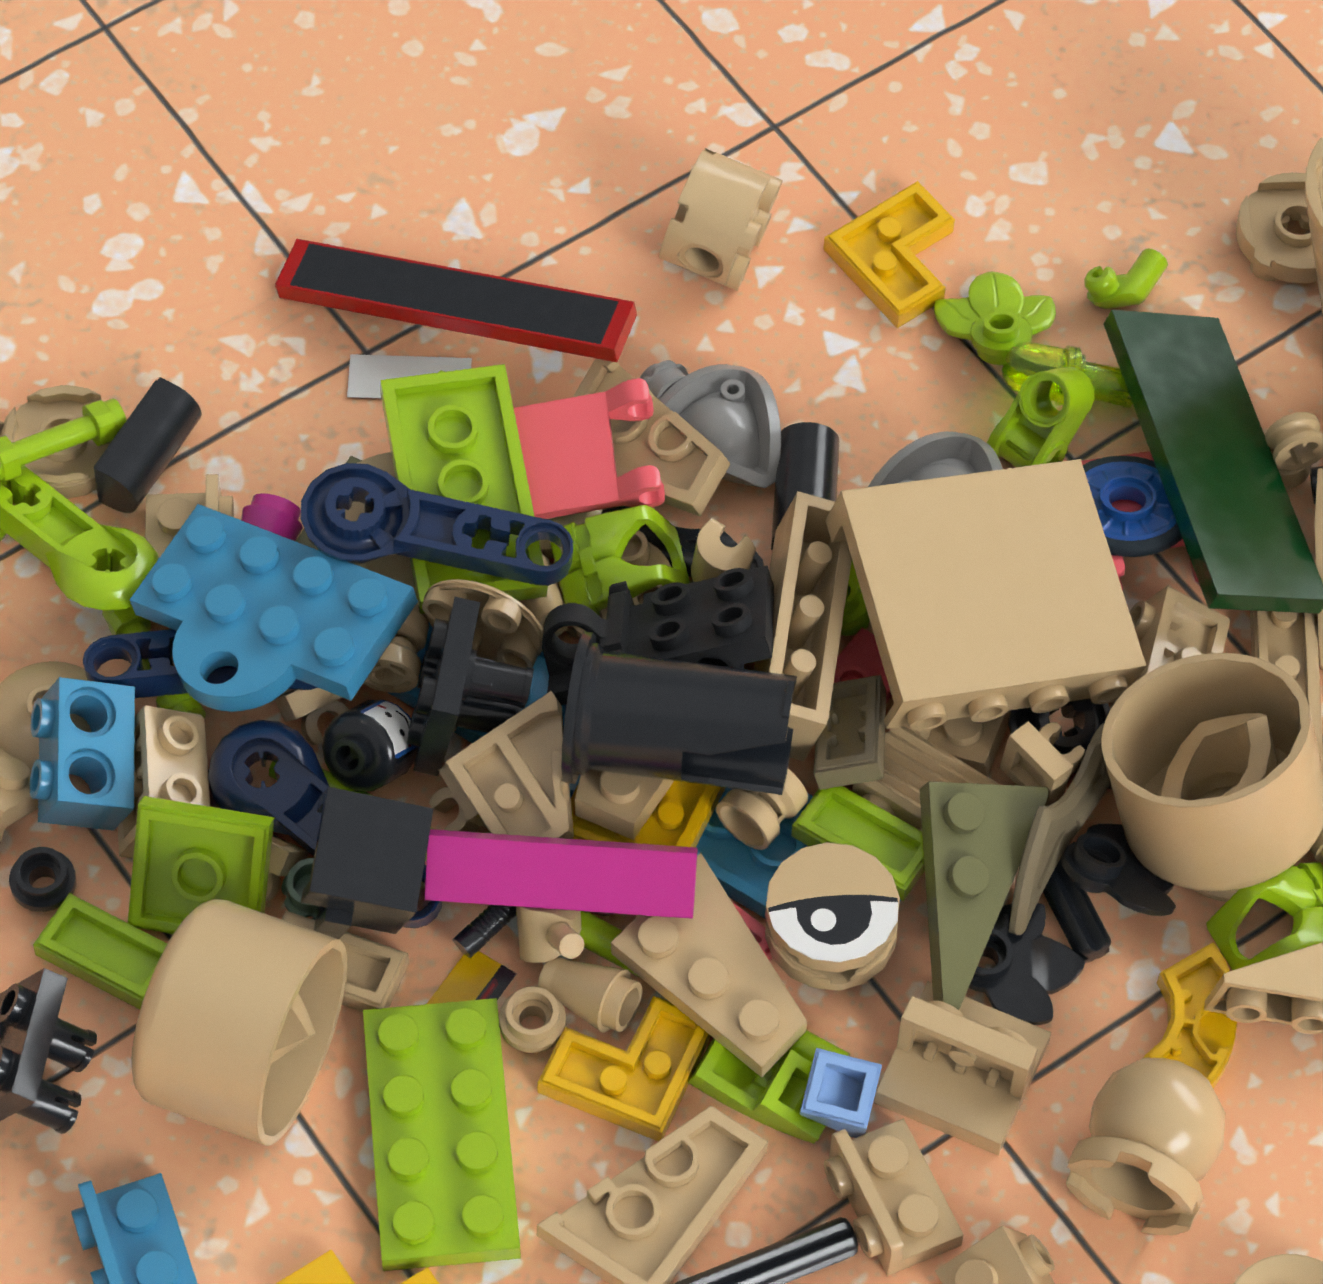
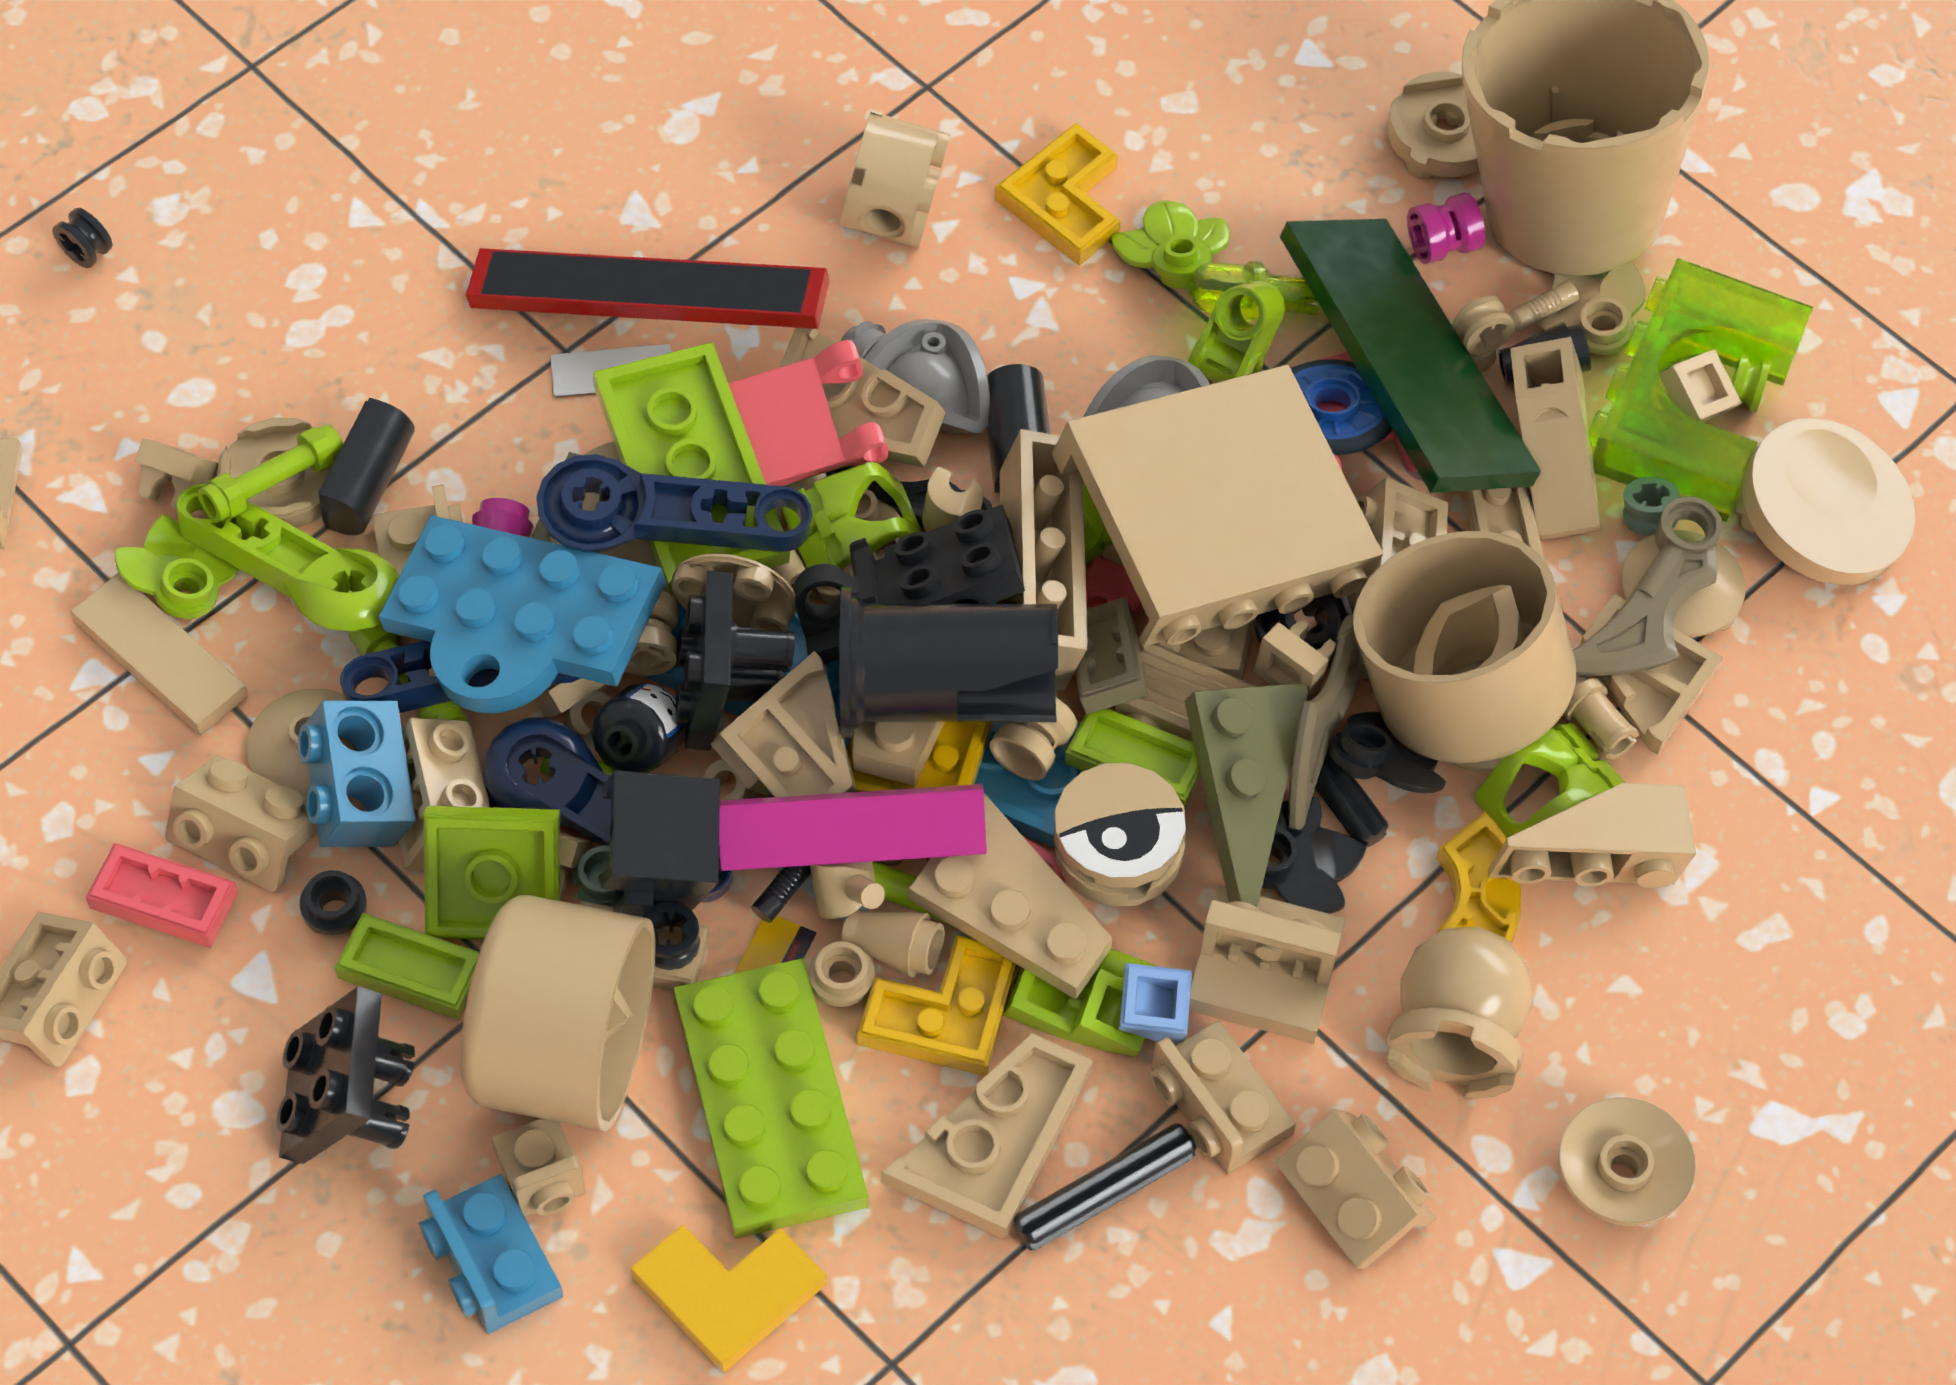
camera: 10 degrees left, 0 degrees up
(200, 1172) = (539, 1167): none -> tan bracket
(369, 937) = (677, 915): none -> black bush
(1128, 289) = (1282, 204): lime arm -> none
(1277, 335) = (1446, 228): none -> dark pink wheel

